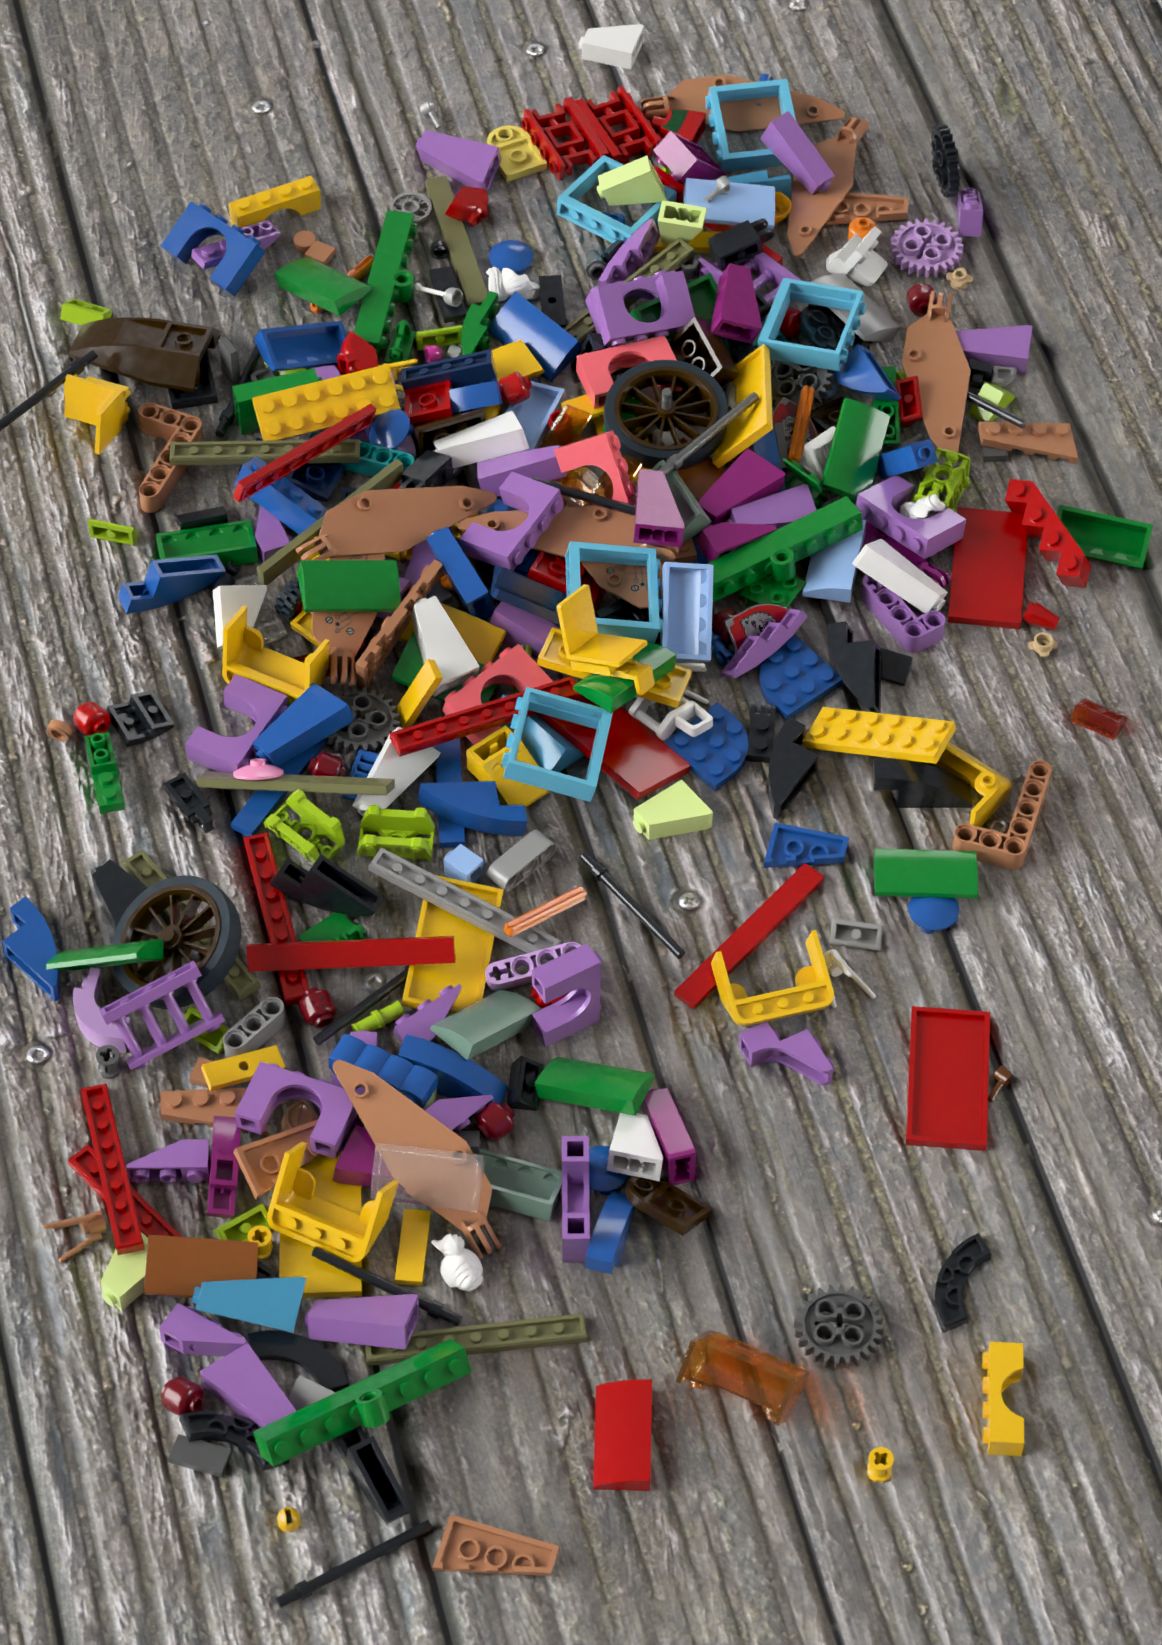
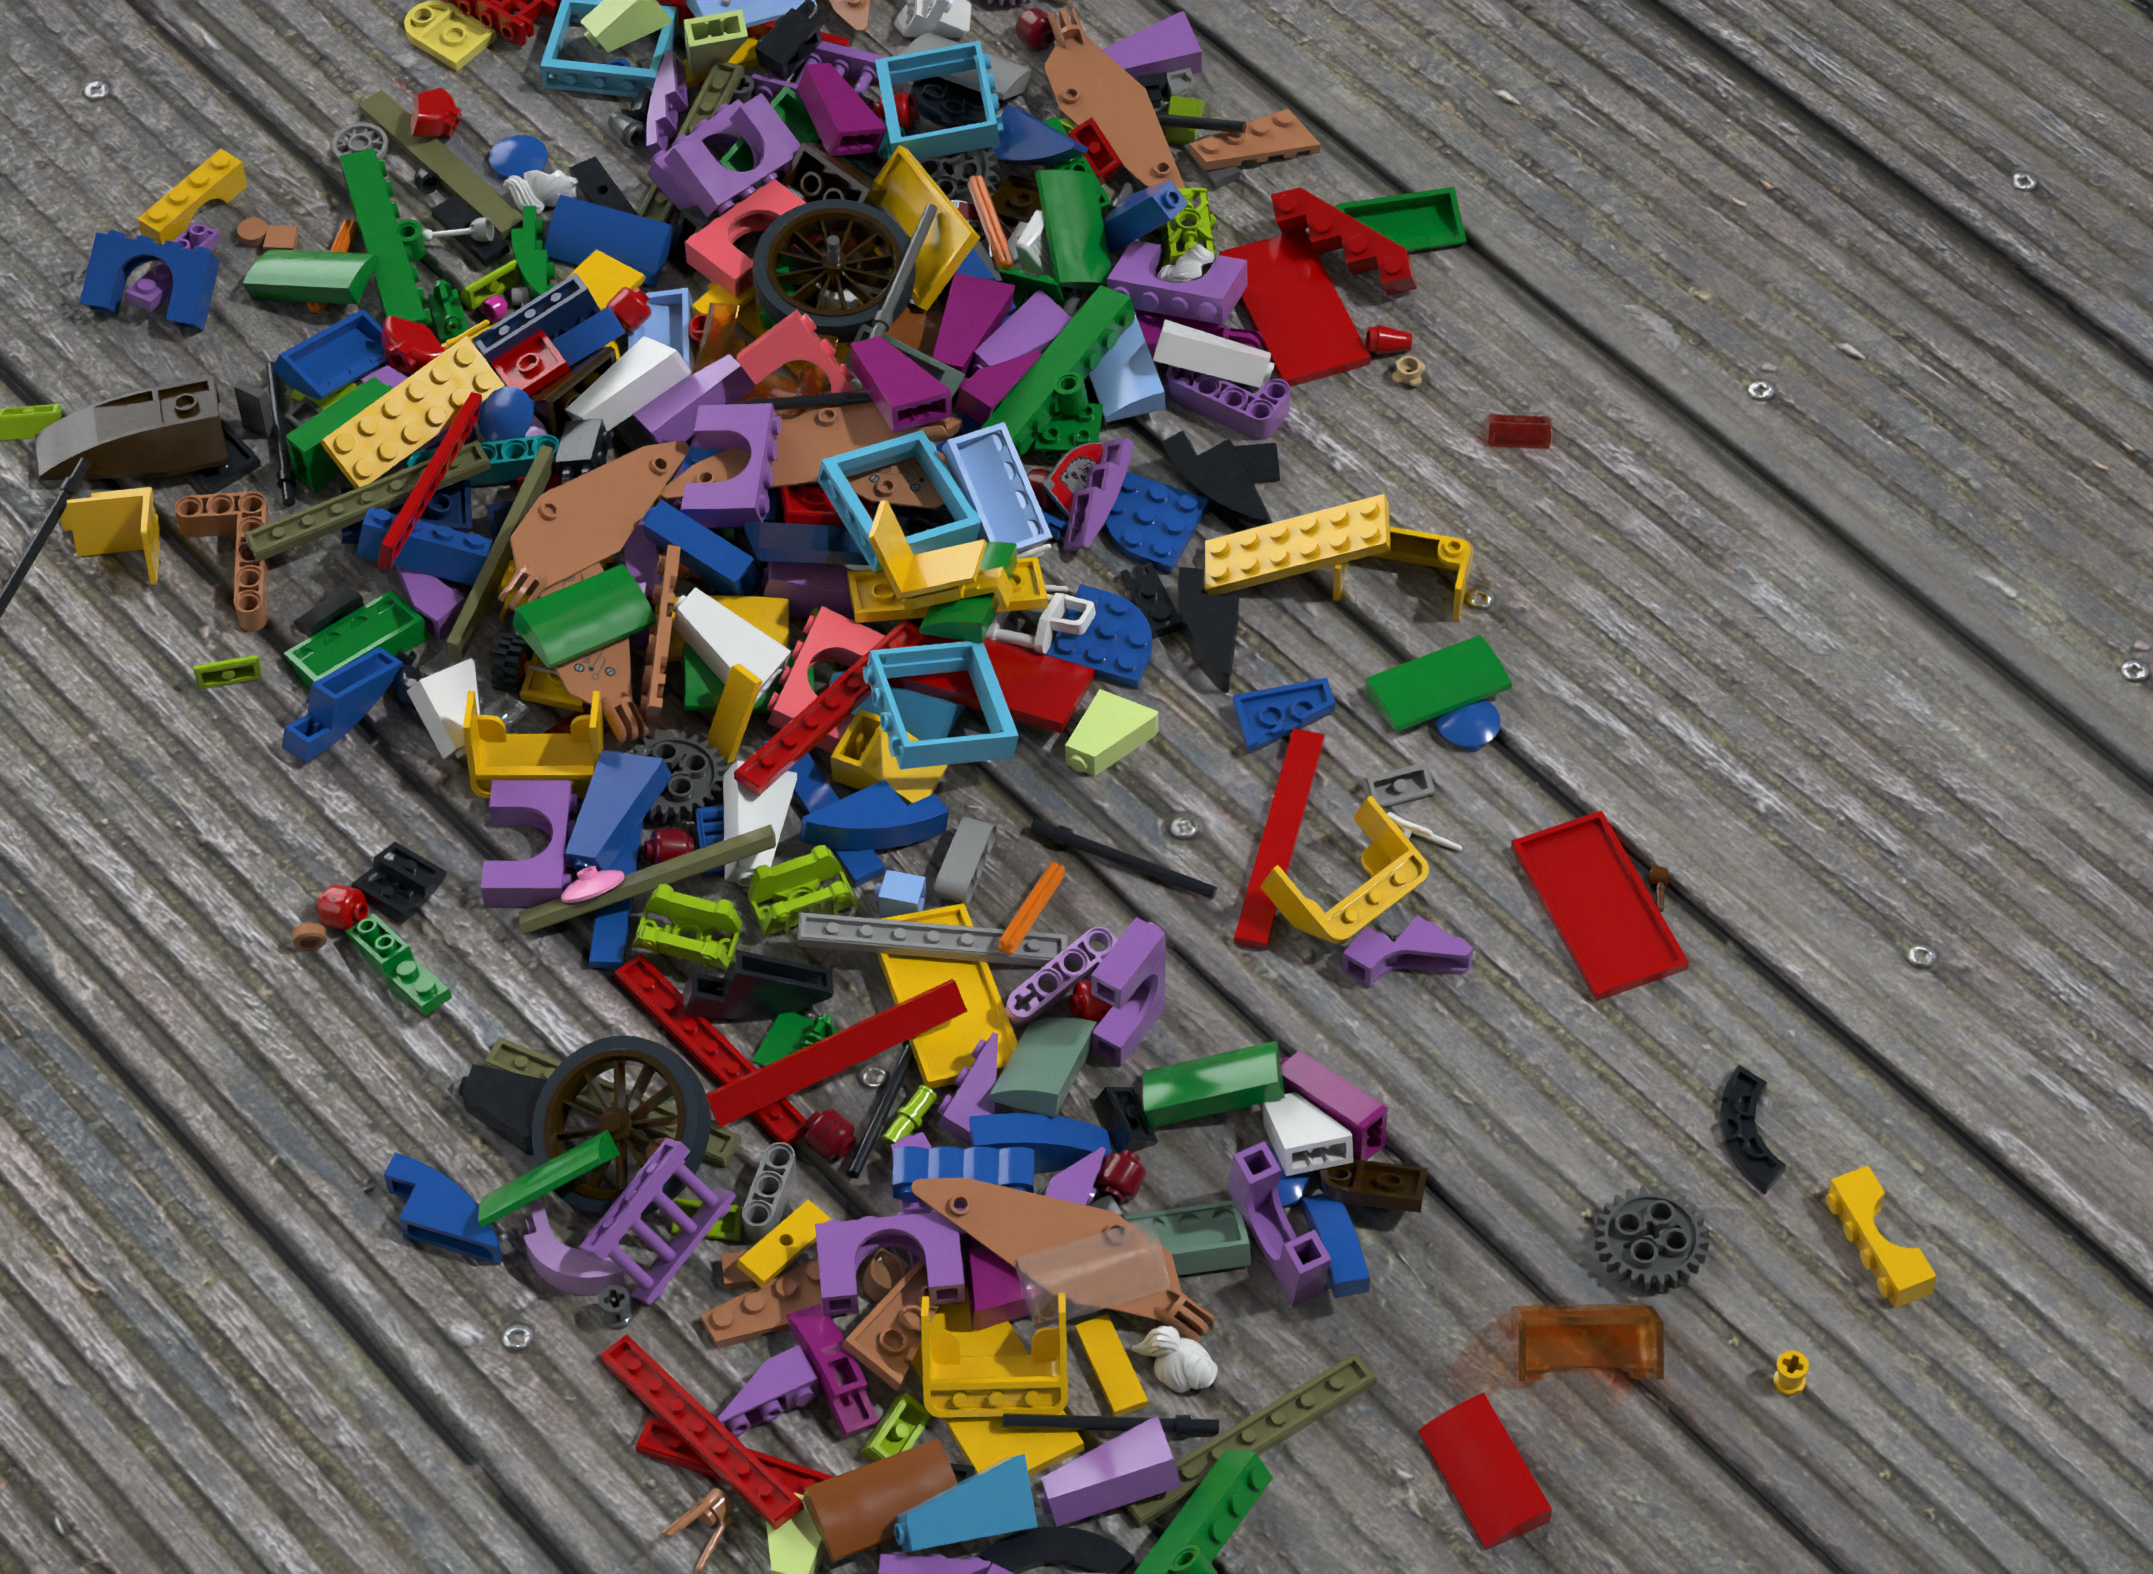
camera: 25 degrees left, 0 degrees up
(190, 801) = (524, 955): black hinge -> none
(264, 1237) = (926, 1431): yellow bush -> none
(430, 109) = (313, 17): light grey hand -> none
(460, 158) = (387, 63): medium lavender slope -> none
(920, 784) = (1372, 585): black slope -> none
(1011, 848) = (1515, 612): nougat beam -> none

